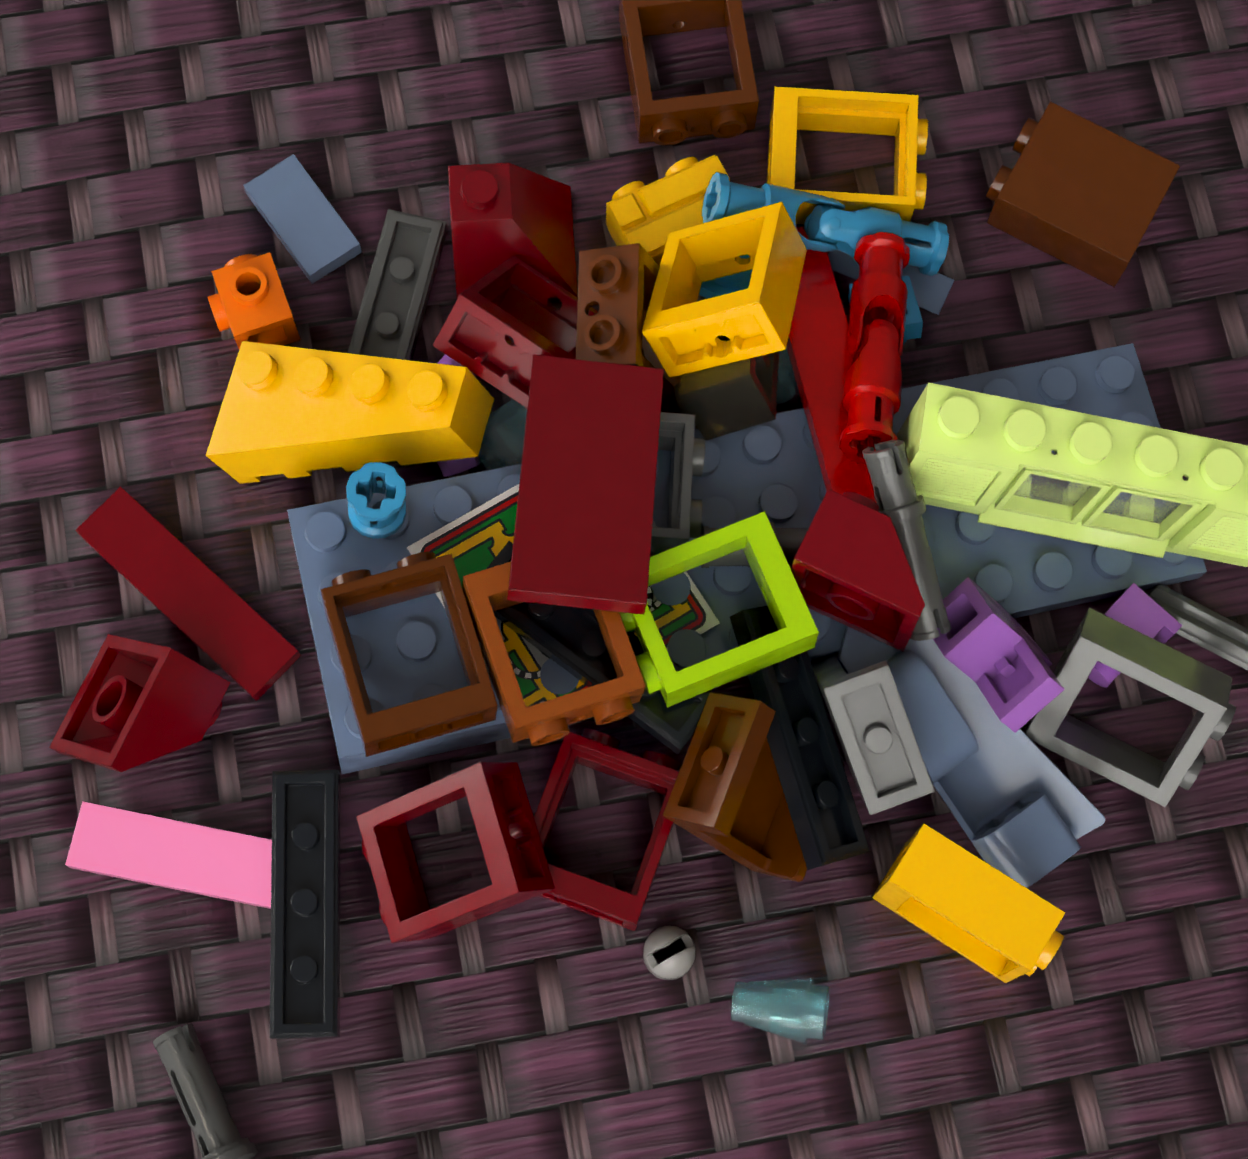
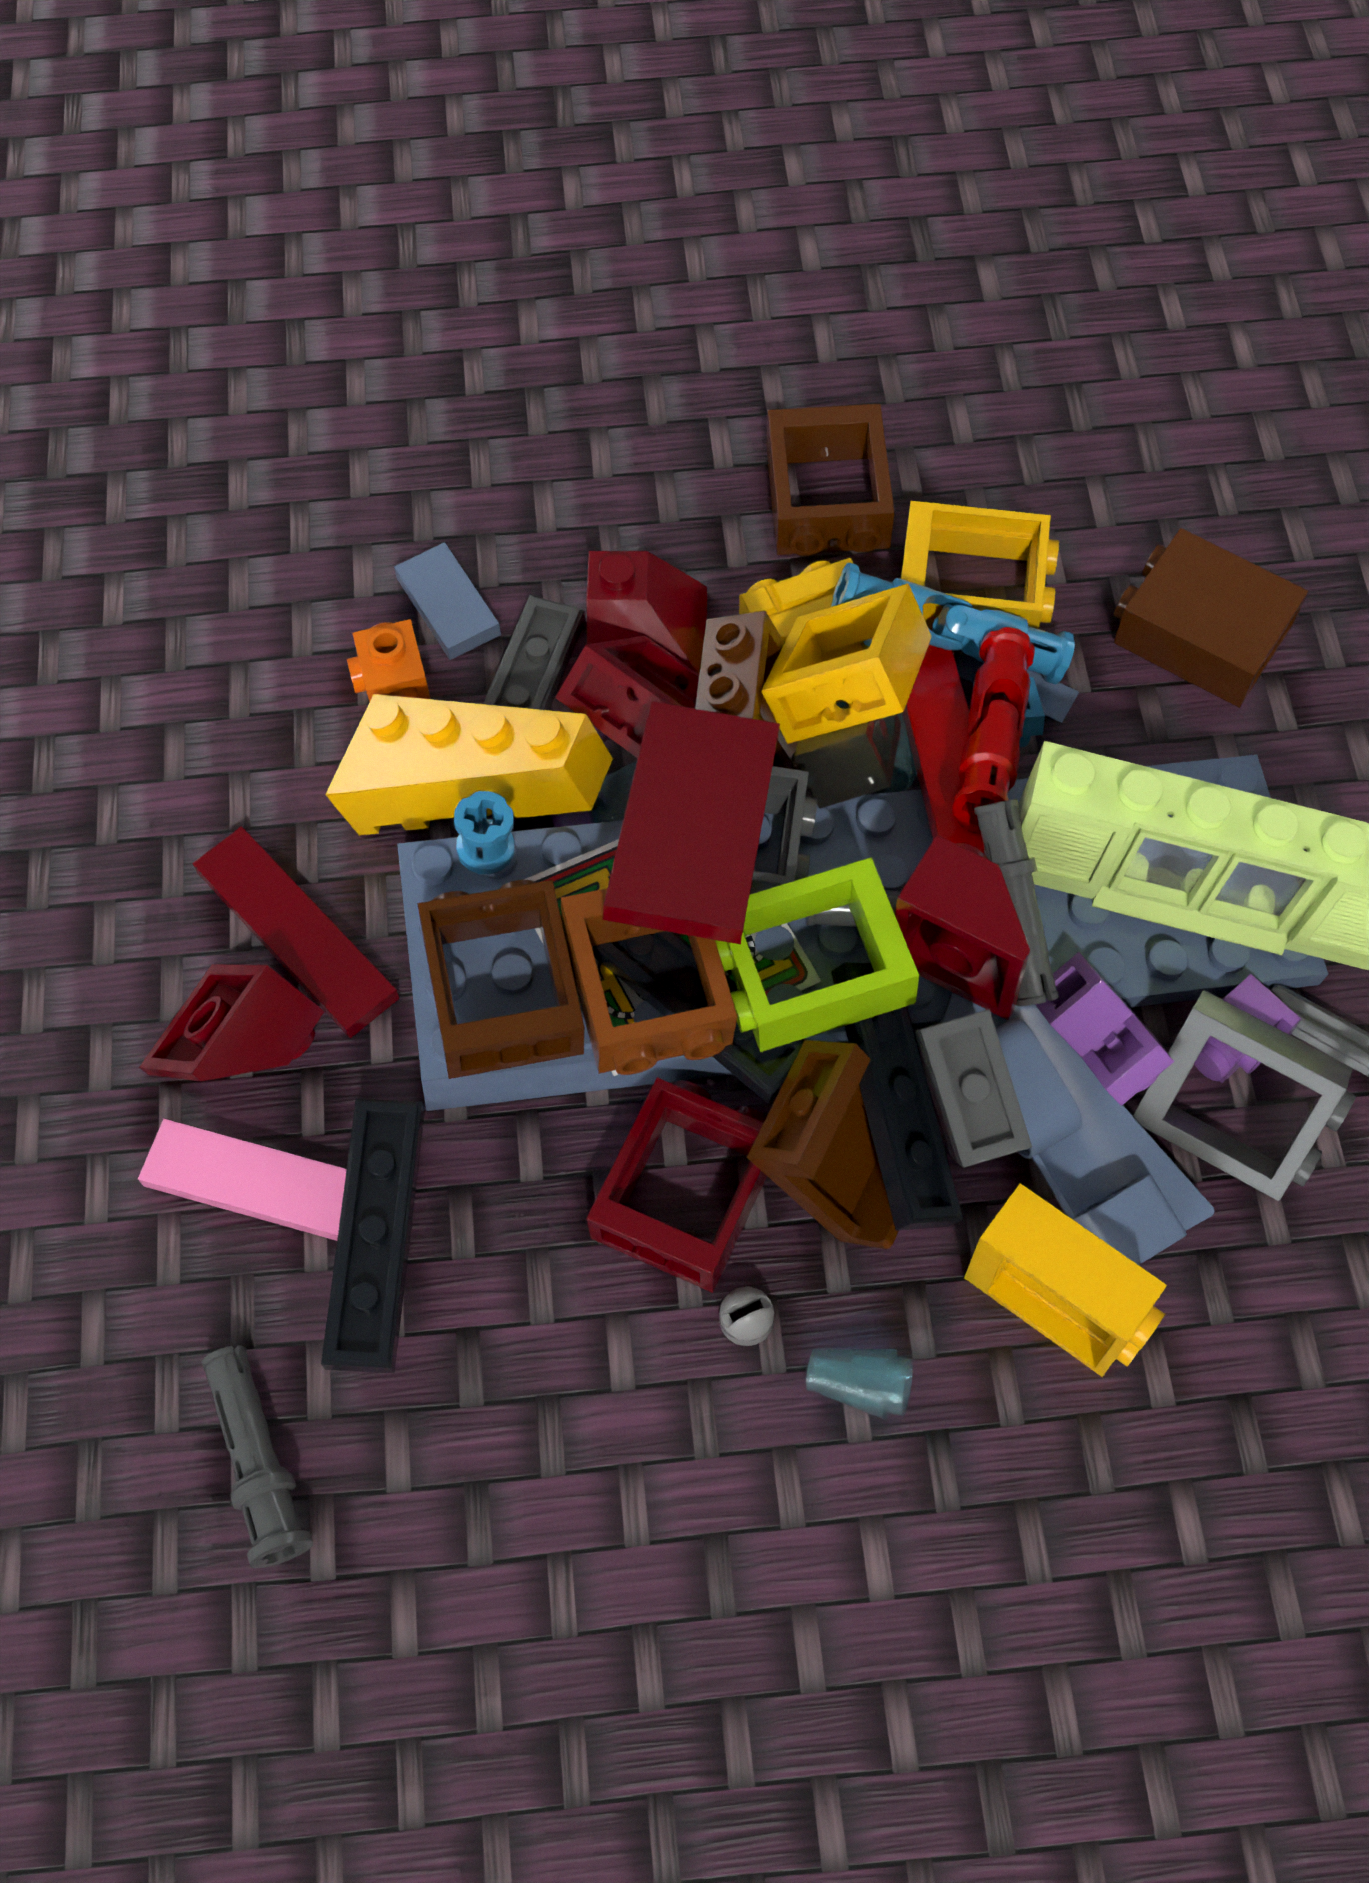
camera: 10 degrees right, 10 degrees down
(506, 838) = (585, 1178): dark red window -> none

